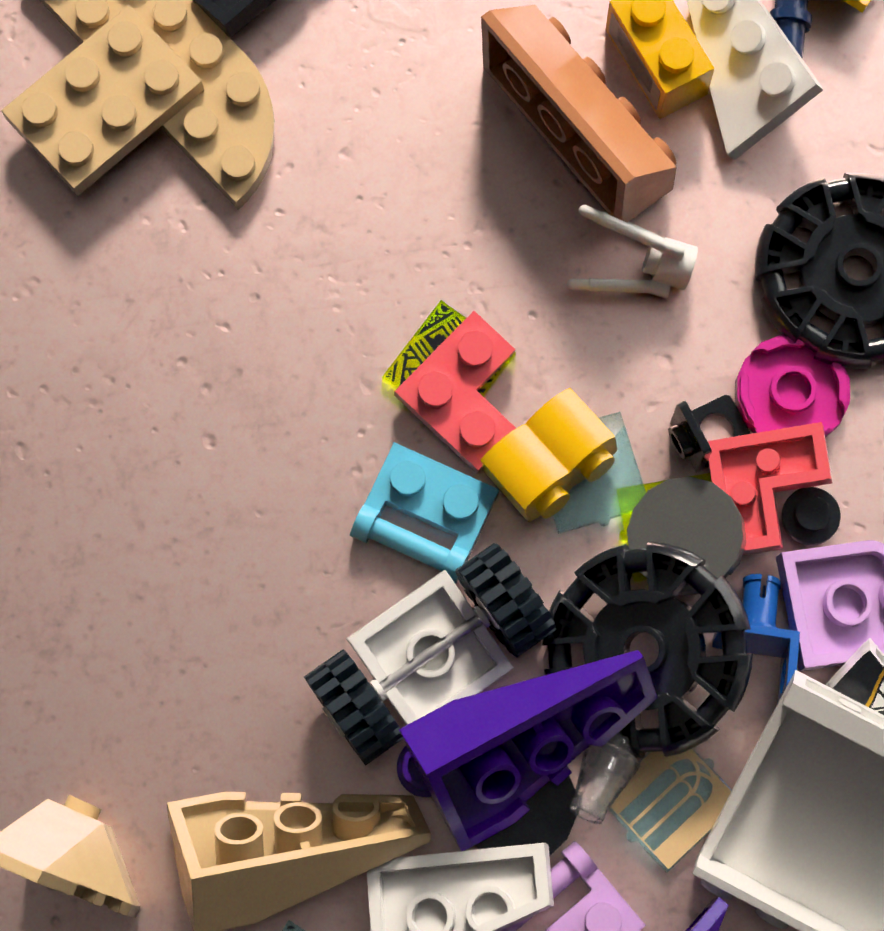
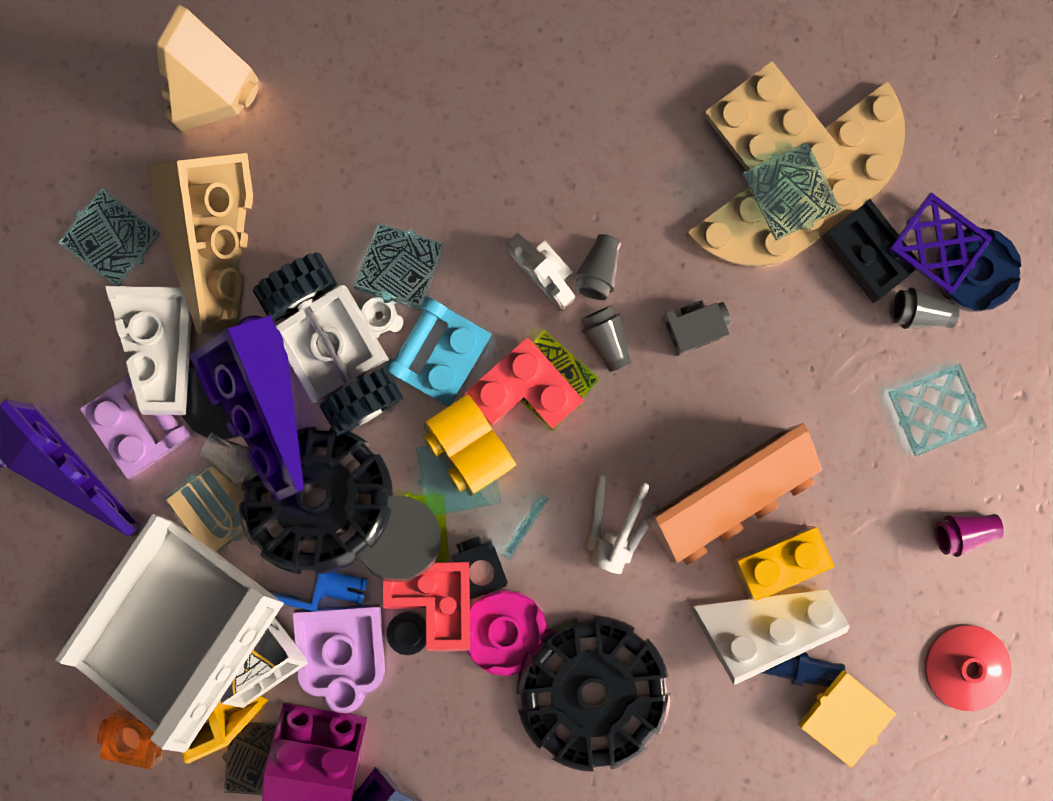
camera: 90 degrees right, 10 degrees up
(175, 68) = (791, 191): none -> clear light blue piece
(295, 310) = (598, 271): none -> dark grey cone
(302, 381) = (543, 268): none -> white plate
(312, 574) = (399, 266): none -> clear light blue piece
(361, 179) = (697, 325): none -> dark grey brick
(367, 588) = (390, 320): none -> white plate
(383, 292) = (607, 337): none -> dark grey cone
(638, 370) = (525, 527): none -> clear light blue window

